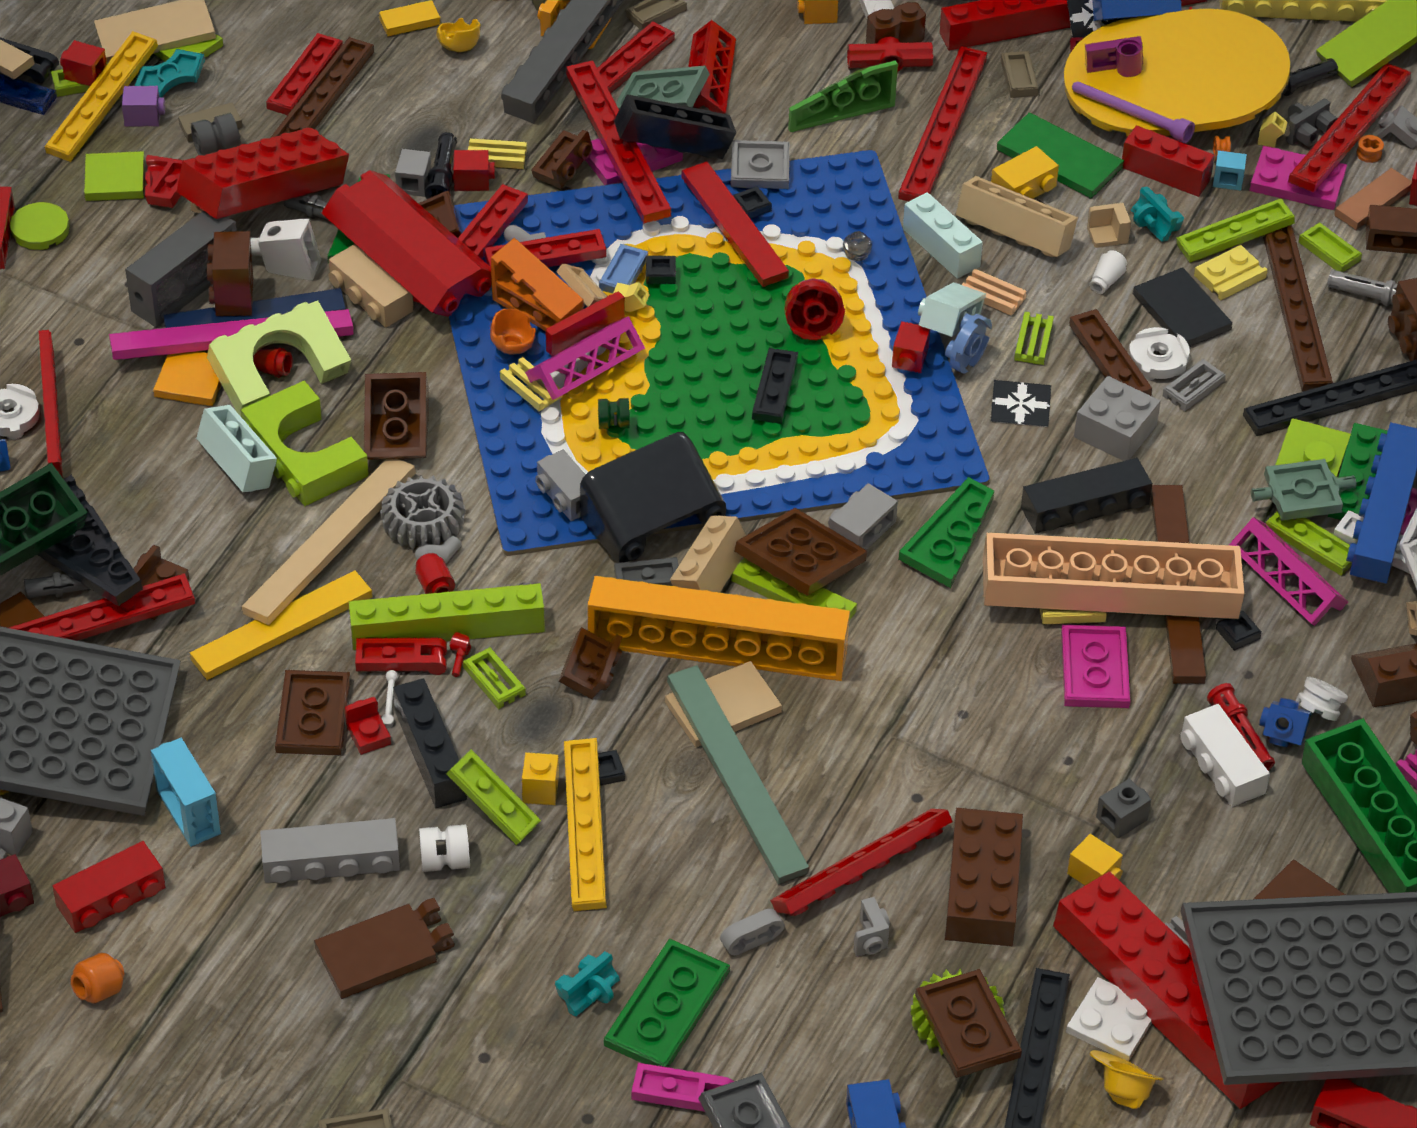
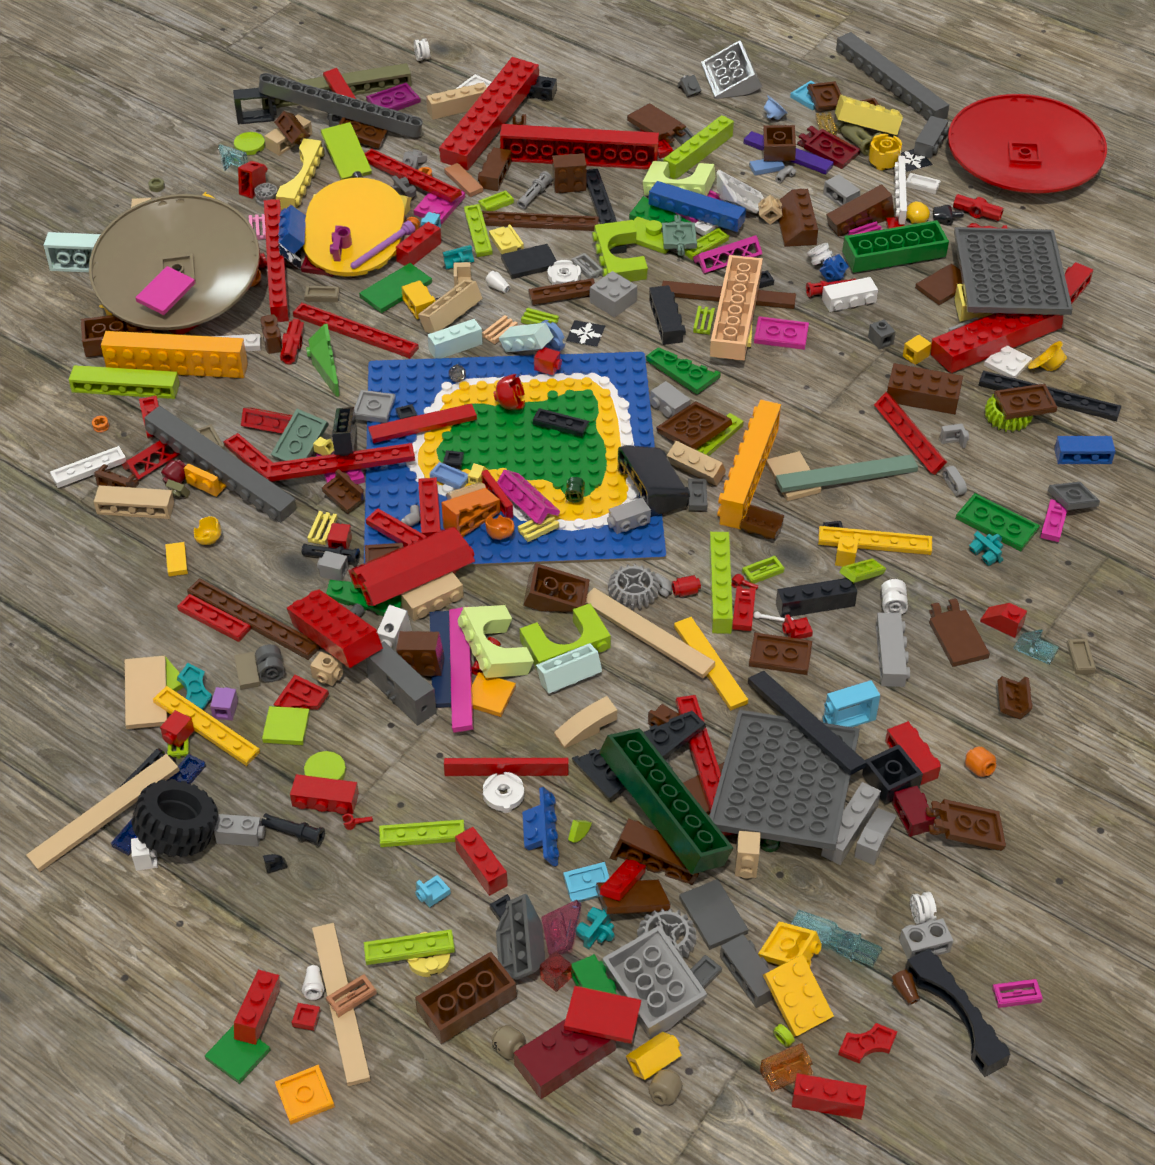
camera: 80 degrees left, 0 degrees up
(54, 850) = (891, 772): none -> black brick
(141, 486) = (586, 722): none -> tan slope
(147, 734) = (807, 723): none -> black tile
(242, 1023) = (1014, 697): none -> reddish brown bracket
(366, 1064) = (1033, 646): none -> clear light blue slope
(419, 1013) = (1005, 618): none -> red slope
(1253, 387) = (612, 235): none -> lime arch

